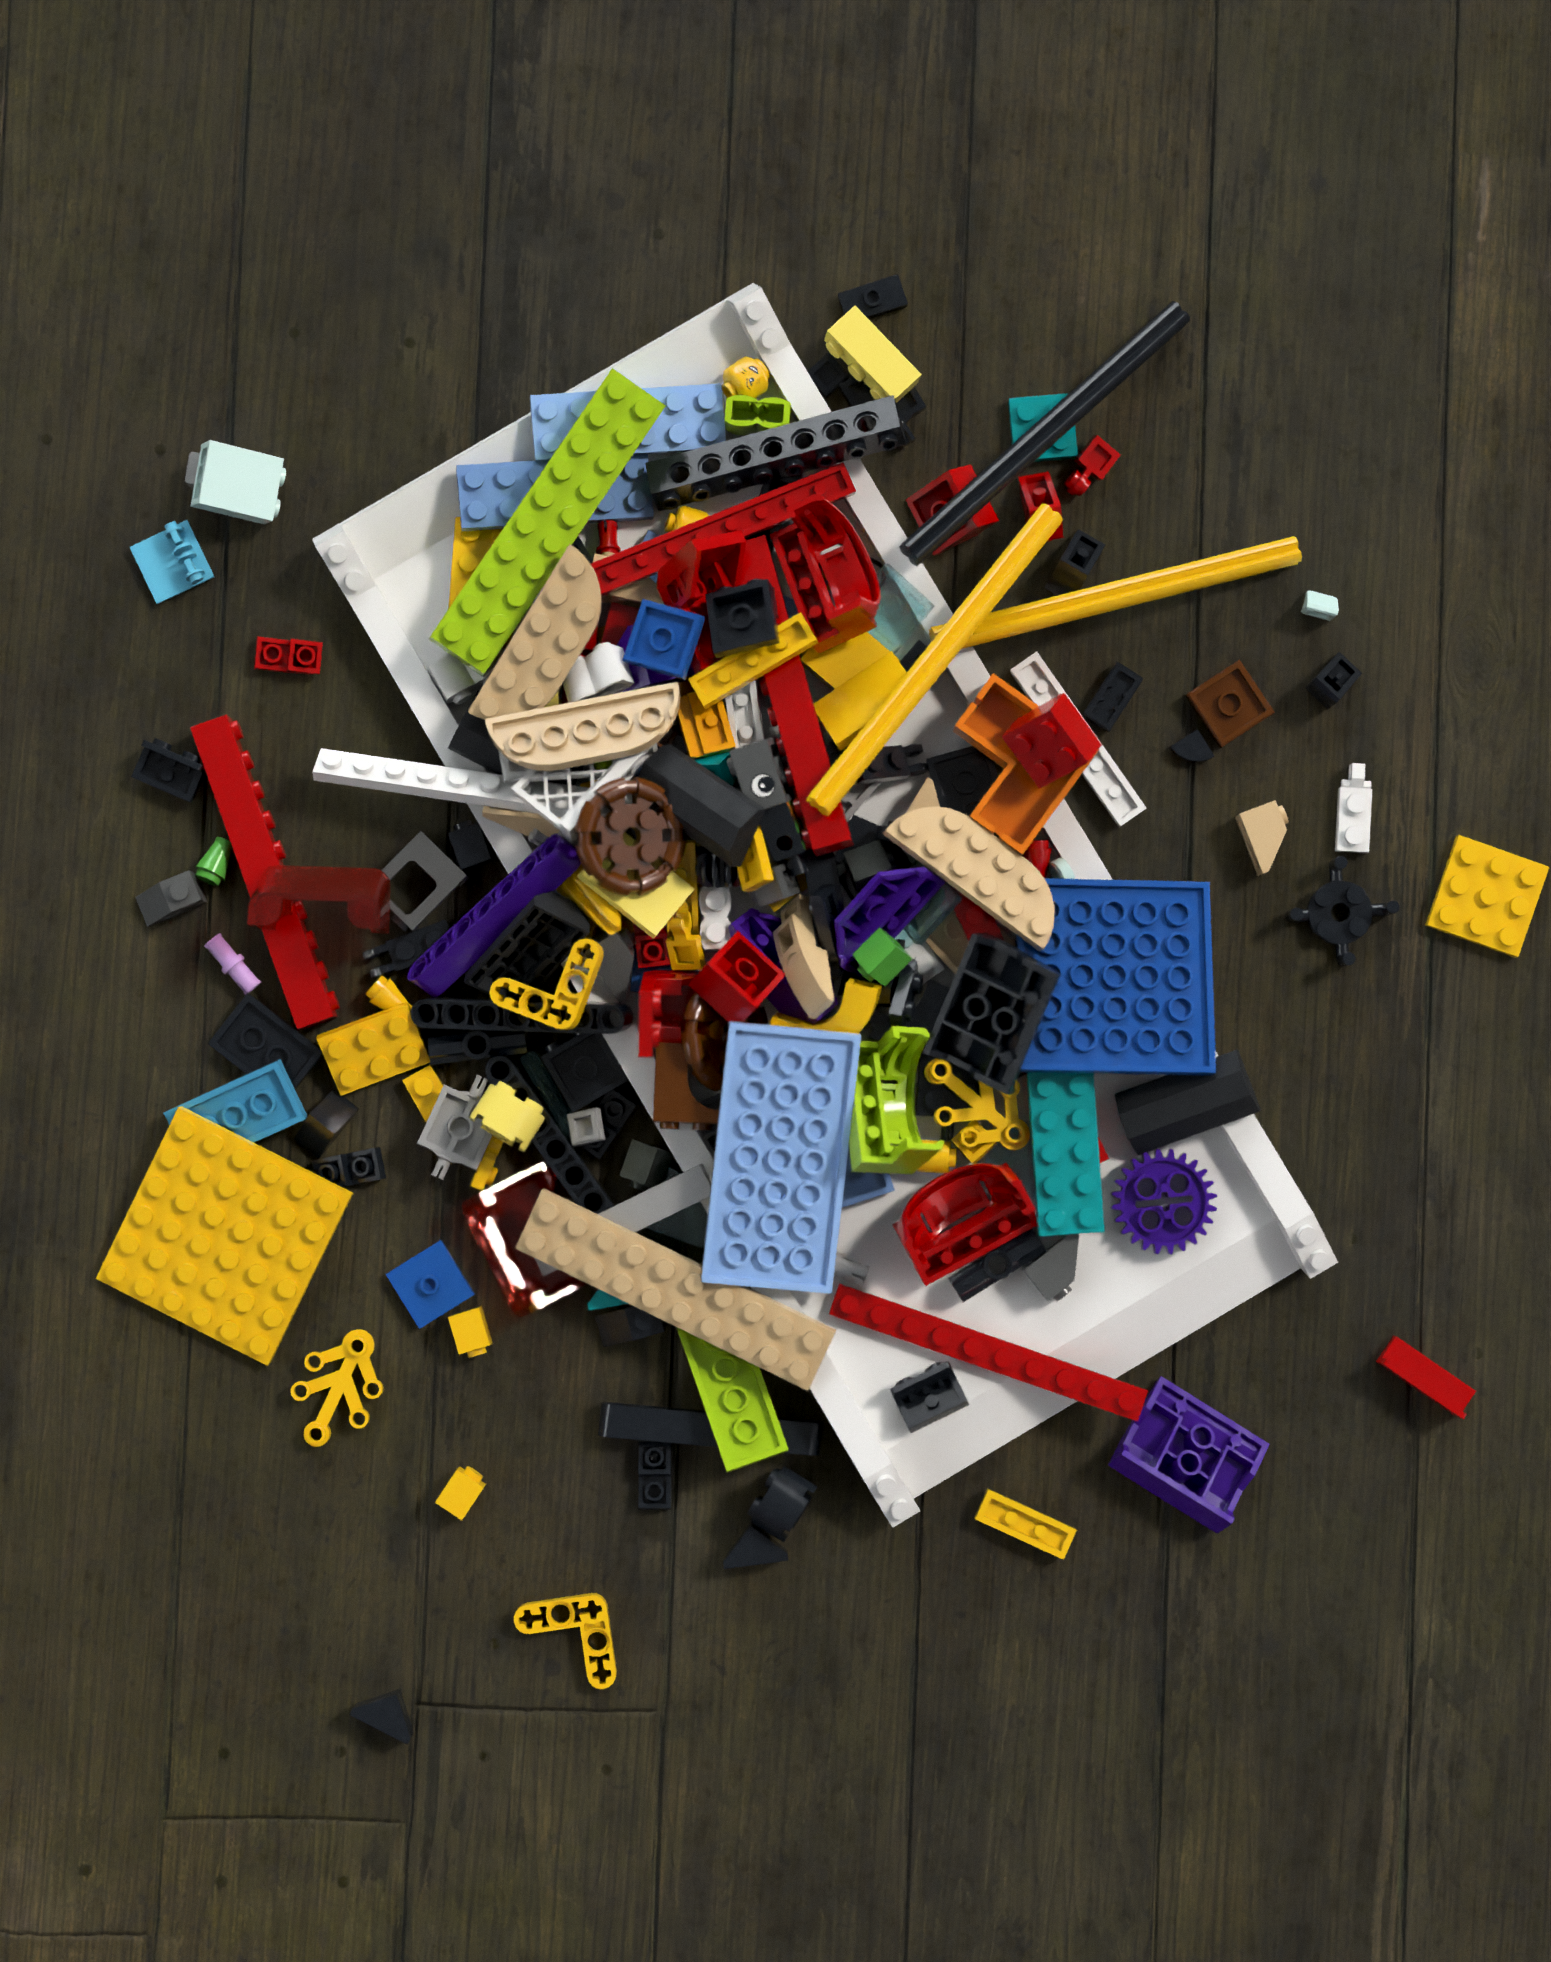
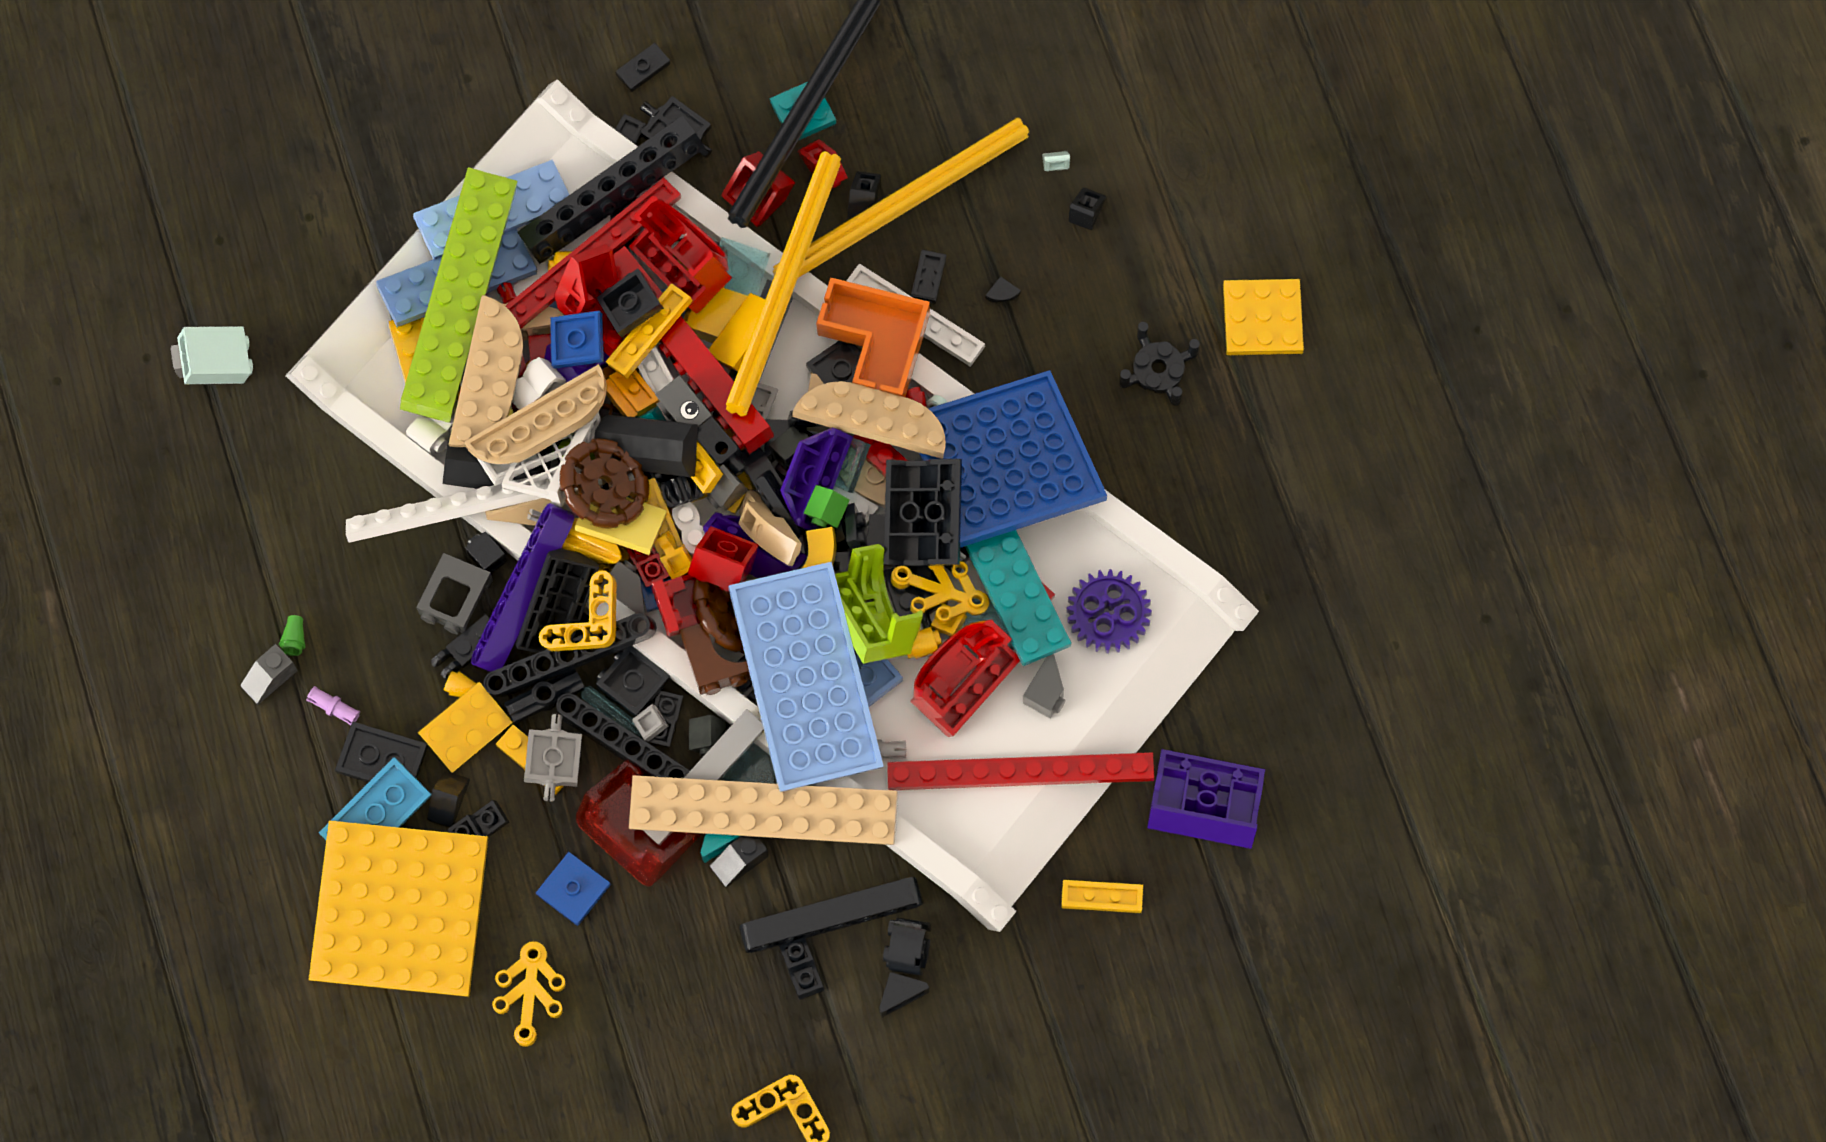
camera: 15 degrees left, 15 degrees down
(168, 770) = (234, 580): black bracket -> none
(172, 561) = (183, 432): medium azure hinge -> none
(255, 851) = (335, 630): red brick -> none
(288, 655) = (296, 469): red slope -> none
(363, 888) = (353, 626): clear red windscreen -> none
(461, 1492) = (655, 1034): yellow brick -> none
(470, 1332) = (617, 910): yellow brick -> none
(485, 1171) = (583, 778): yellow plate -> none
(508, 1116) = (586, 728): light yellow brick -> none
(734, 1404) = (838, 879): lime plate -> none
(745, 377) = (569, 151): yellow head -> none
(748, 415) = (581, 170): lime brick -> none
(871, 356) = (655, 100): light yellow brick -> none
(892, 765) = (781, 374): black hinge -> none
(929, 1396) = (987, 817): black bracket -> none
(978, 1276) = (991, 715): black piece -> none
(1051, 740) = (891, 306): red brick -> none
(1096, 460) = (851, 118): red plate -> none
(1186, 1104) = (1097, 533): black piece -> none
(1229, 704) = (1017, 250): reddish brown plate -> none
(1263, 833) = (1077, 330): tan slope -> none
(1354, 812) = (1140, 293): white hinge -> none
(1426, 1376) = (1362, 676): red panel -> none

